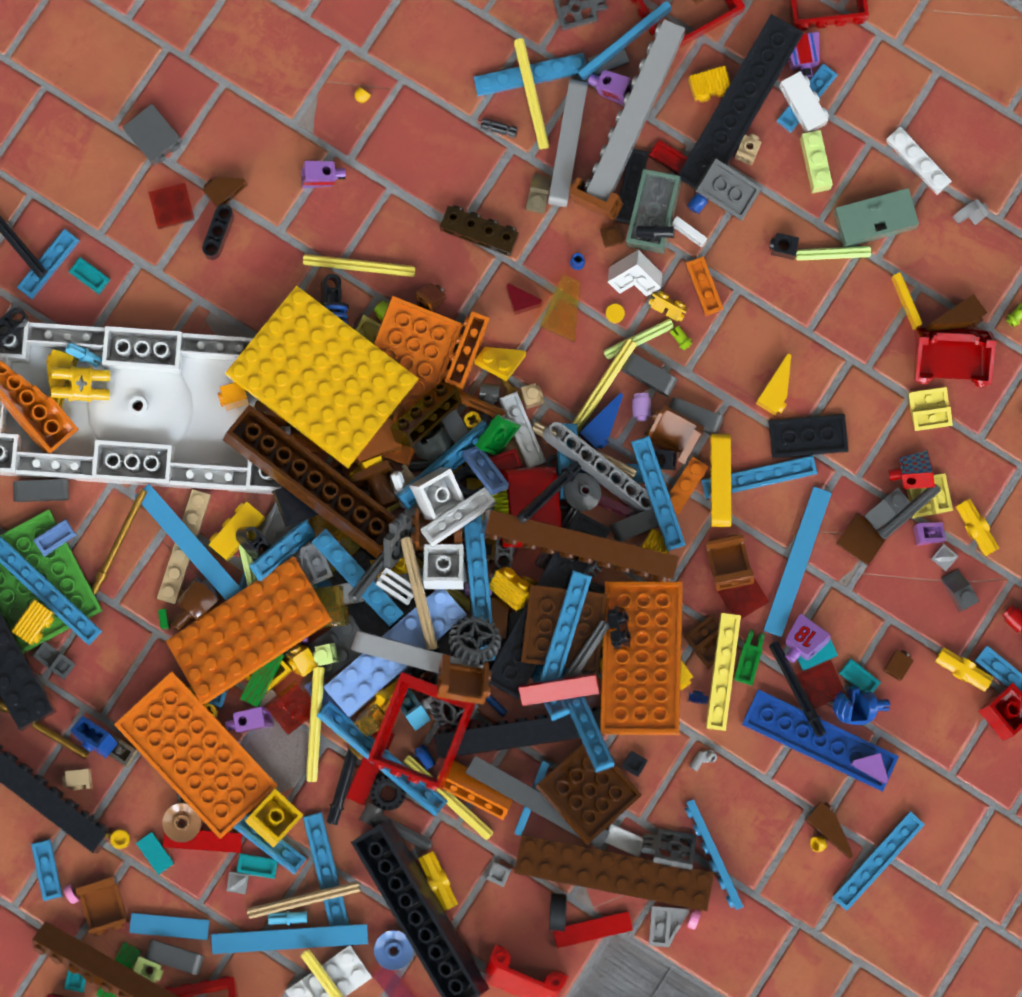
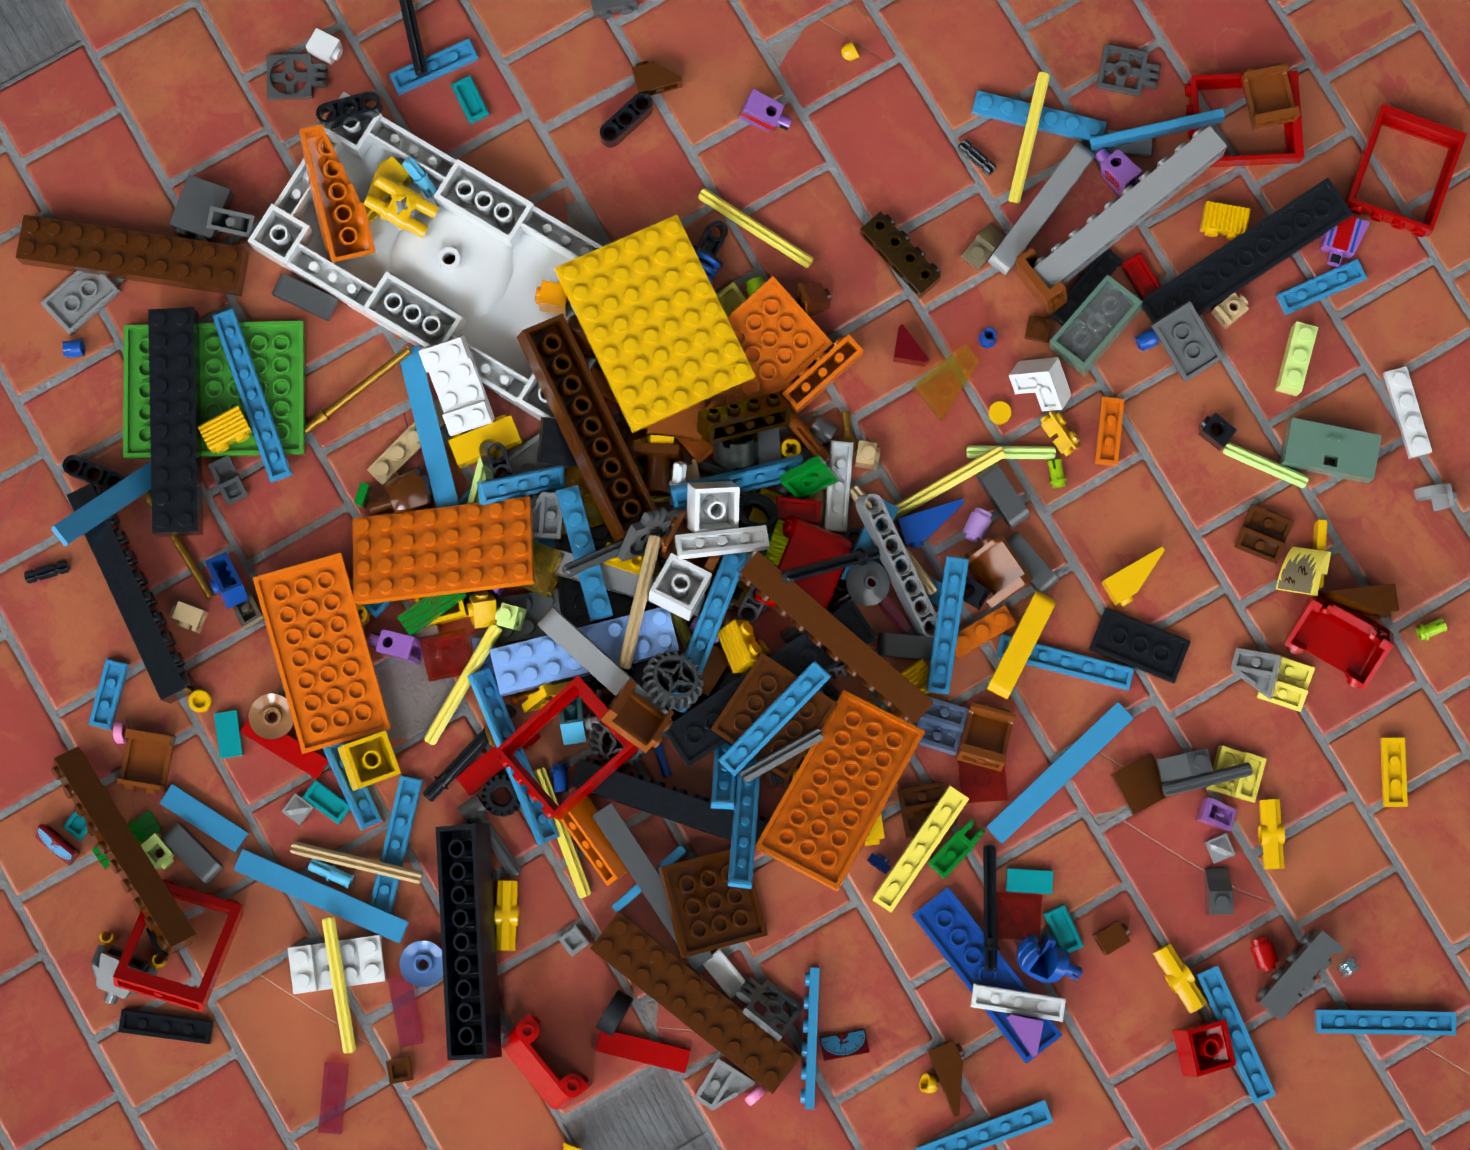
camera: 30 degrees right, 0 degrees up
(55, 537) = (293, 353): medium blue tile -> none
(171, 206) = (592, 69): clear red plate -> none
(195, 499) = (457, 385): none -> white piece
(370, 720) = (520, 709): clear yellow brick -> none
(382, 577) = (626, 575): white tile -> none
(485, 470) = (776, 508): medium blue plate -> none
(500, 361) = (852, 402): yellow wing -> none
(559, 689) = (735, 778): tile -> none
(618, 619) = (836, 736): black hinge -> none
(634, 763) = (776, 898): black plate -> none
(655, 231) = (1086, 346): black axle -> none
(689, 232) = (1122, 366): white tile -> none
(693, 571) = (943, 726): none -> sand blue slope
(703, 757) = (853, 928): light grey arm -> none
(740, 847) = (844, 1044): none -> slope
(804, 102) = (1315, 289): white brick -> none
(805, 639) = (1025, 859): medium lavender torso -> none
(853, 749) = (1018, 1002): none -> white tile
(858, 305) = (1263, 533): none -> reddish brown slope
(901, 318) = (1303, 570): none -> slope
(905, 410) = (1257, 669): none -> light grey wing
(914, 471) = (1234, 739): red torso -> none

